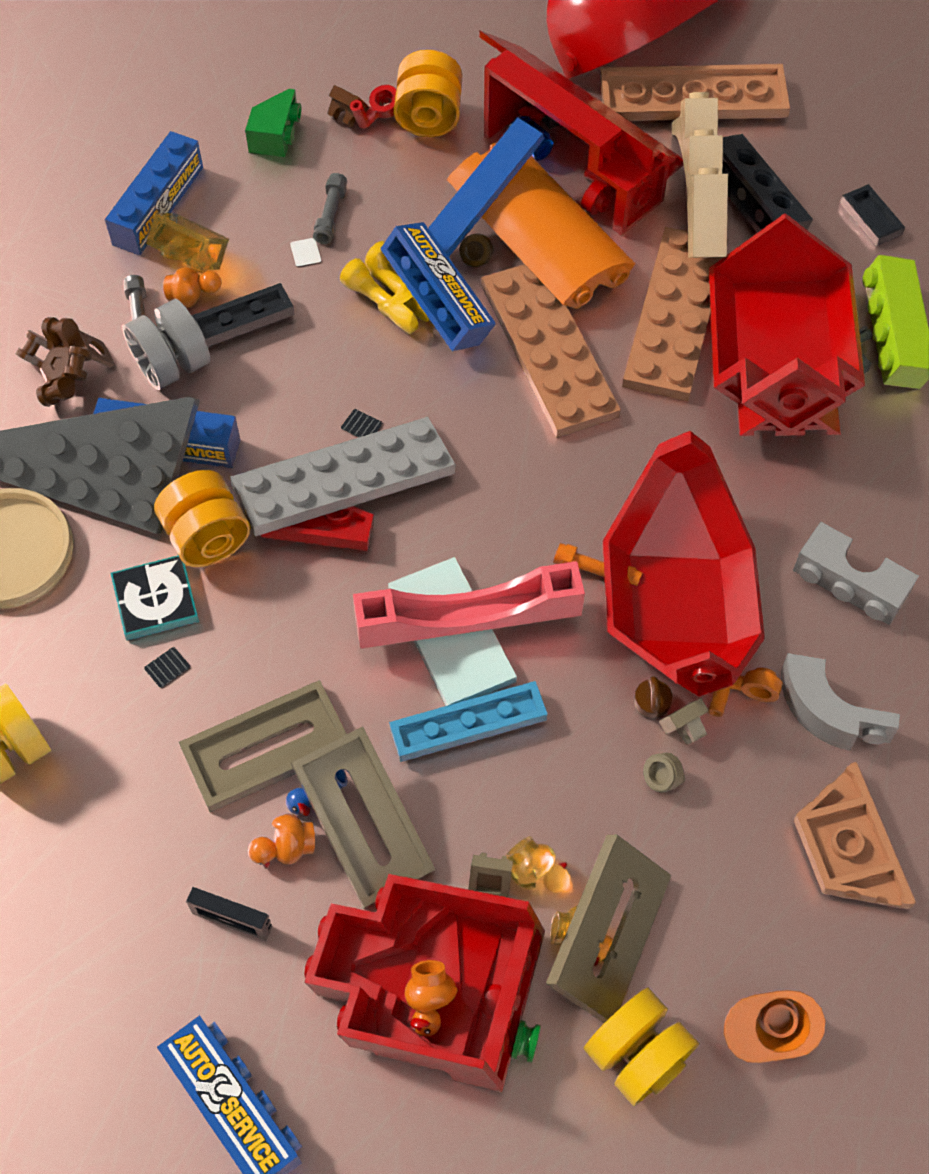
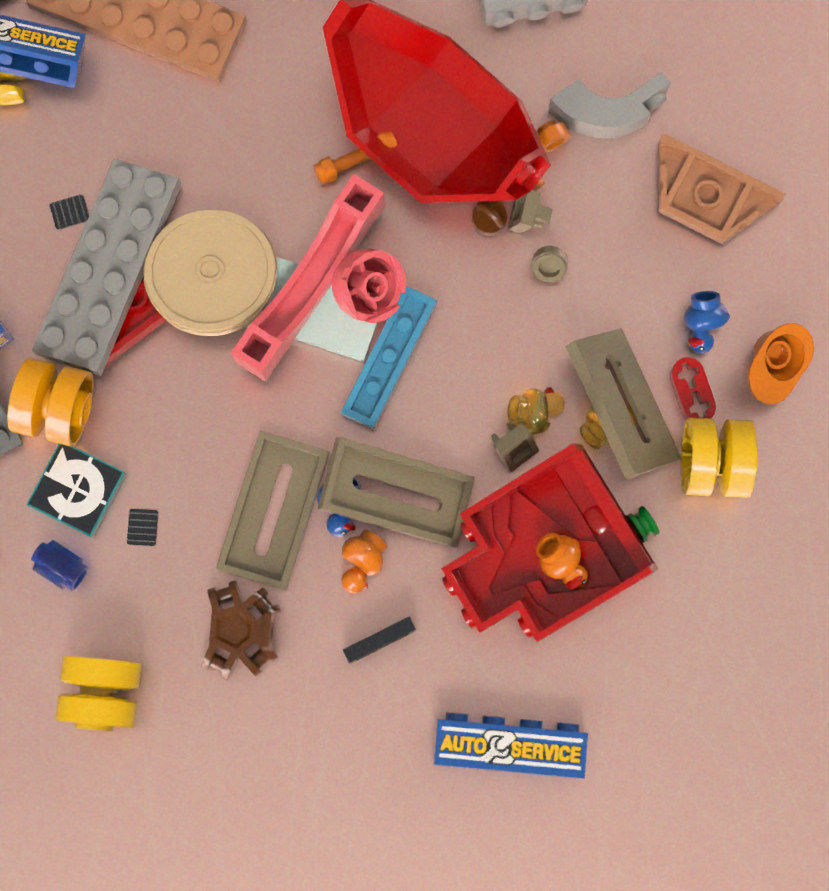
camera: 45 degrees left, 20 degrees up
(81, 632) = (59, 565): none -> clear blue brick
(141, 796) = (237, 629): none -> reddish brown piece
(406, 540) = (210, 272): none -> tan brick
(505, 648) = (368, 285): none -> coral cylinder
(688, 985) = (700, 388): none -> red beam
(746, 927) = (703, 316): none -> blue animal

